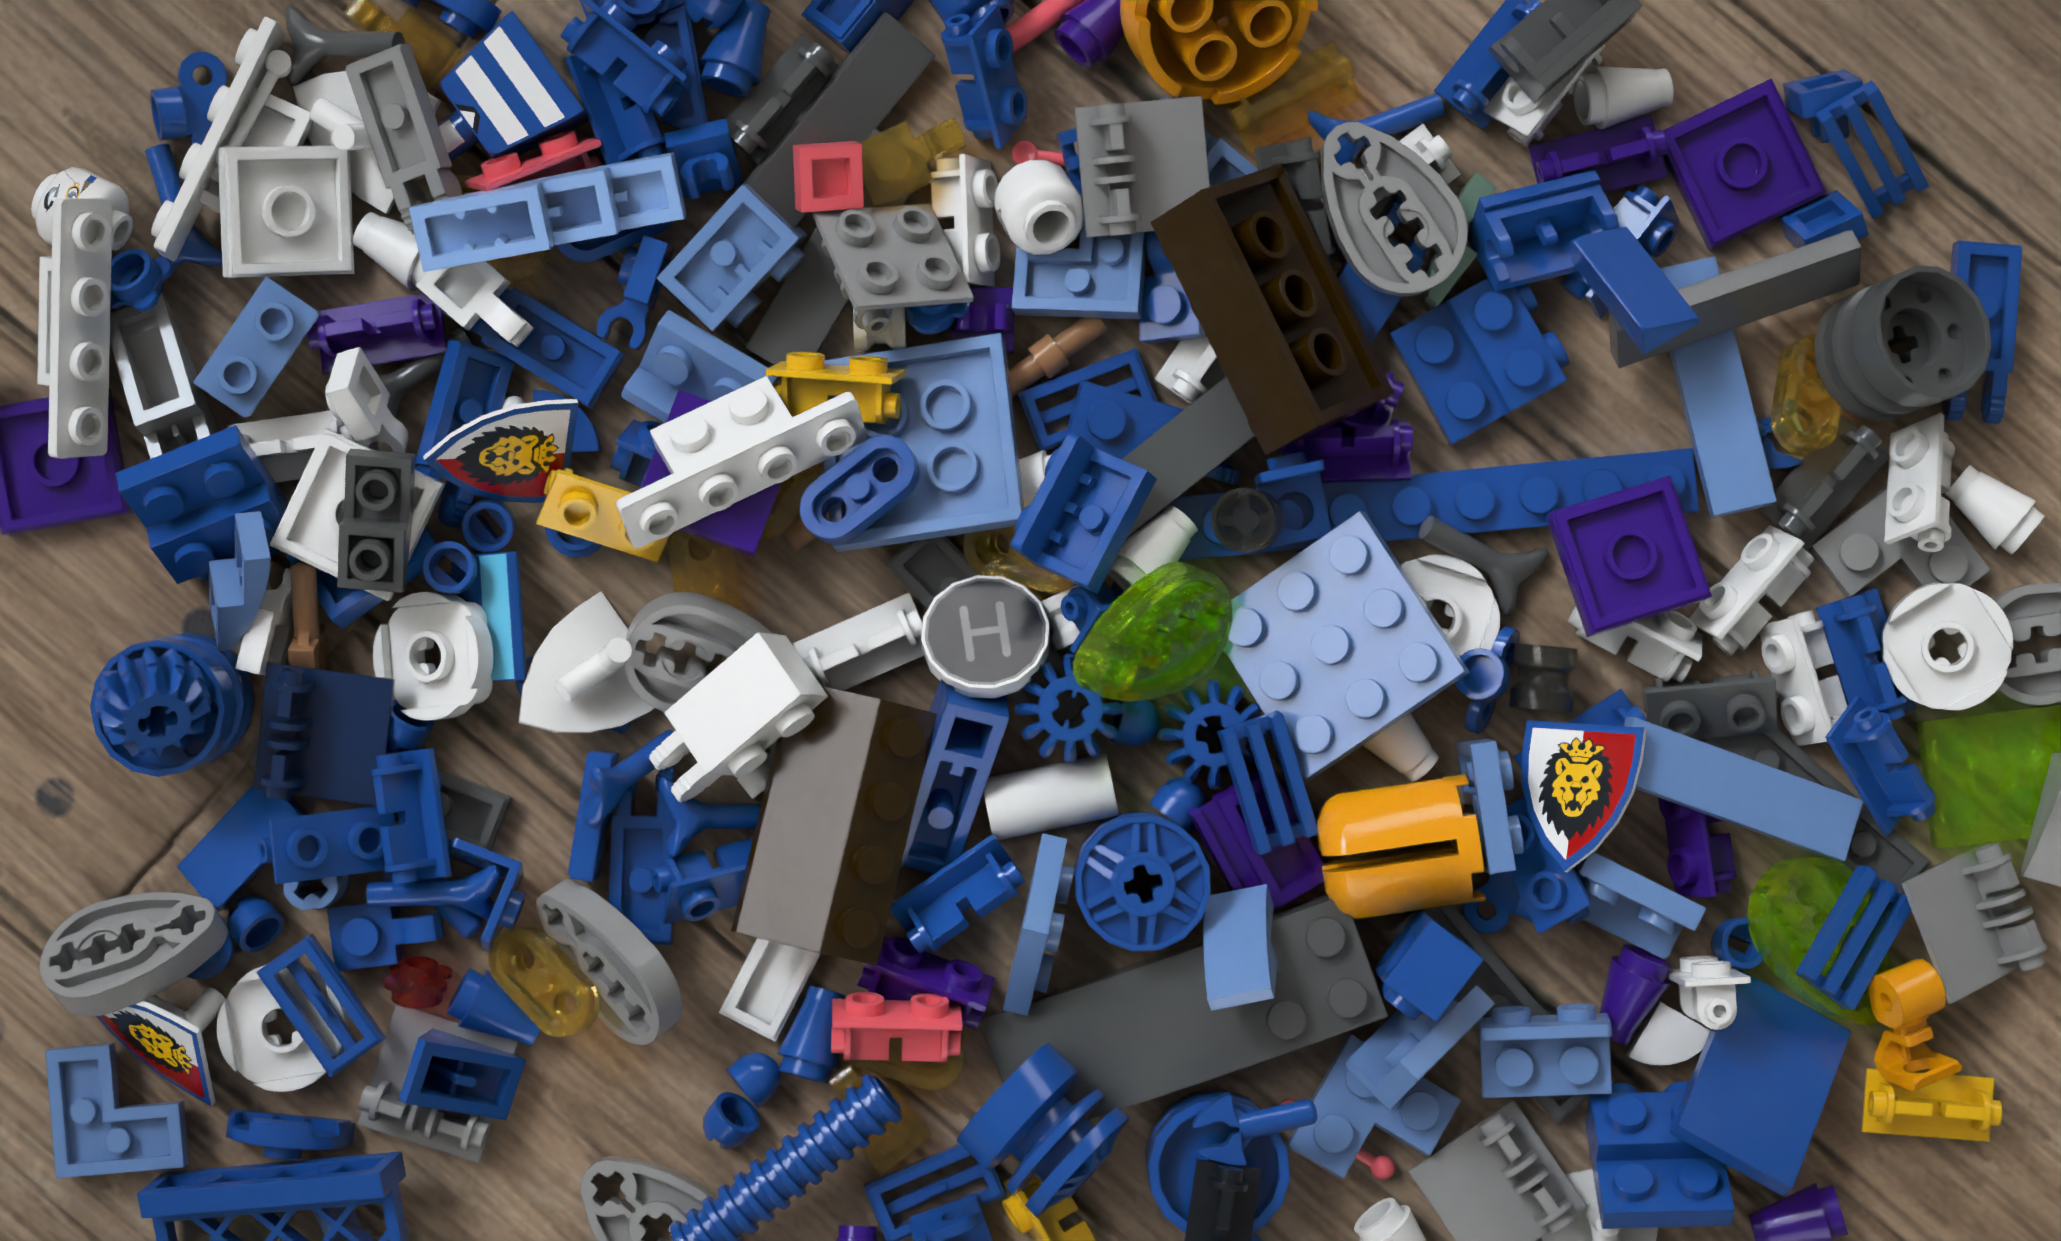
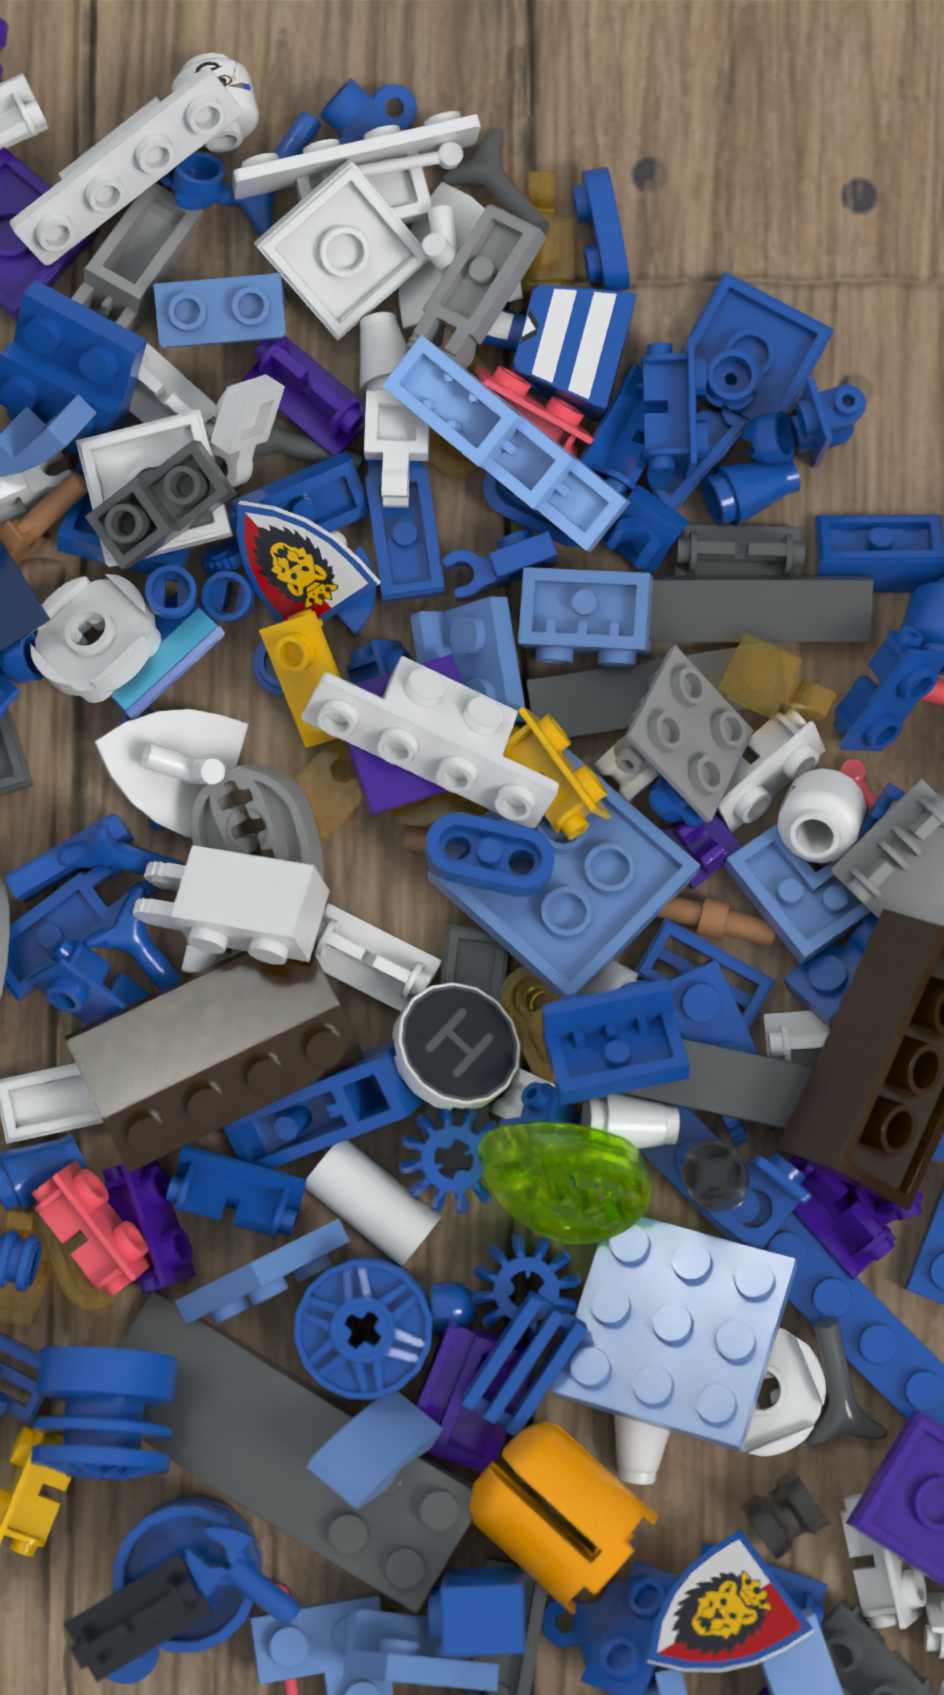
camera: 55 degrees right, 5 degrees down
(828, 176) = (710, 634): coral tile -> none
(1137, 723) = (483, 1221): blue hinge -> none
(1487, 678) = (747, 1470): blue piece -> none
(1488, 778) = (671, 1536): medium blue plate -> none

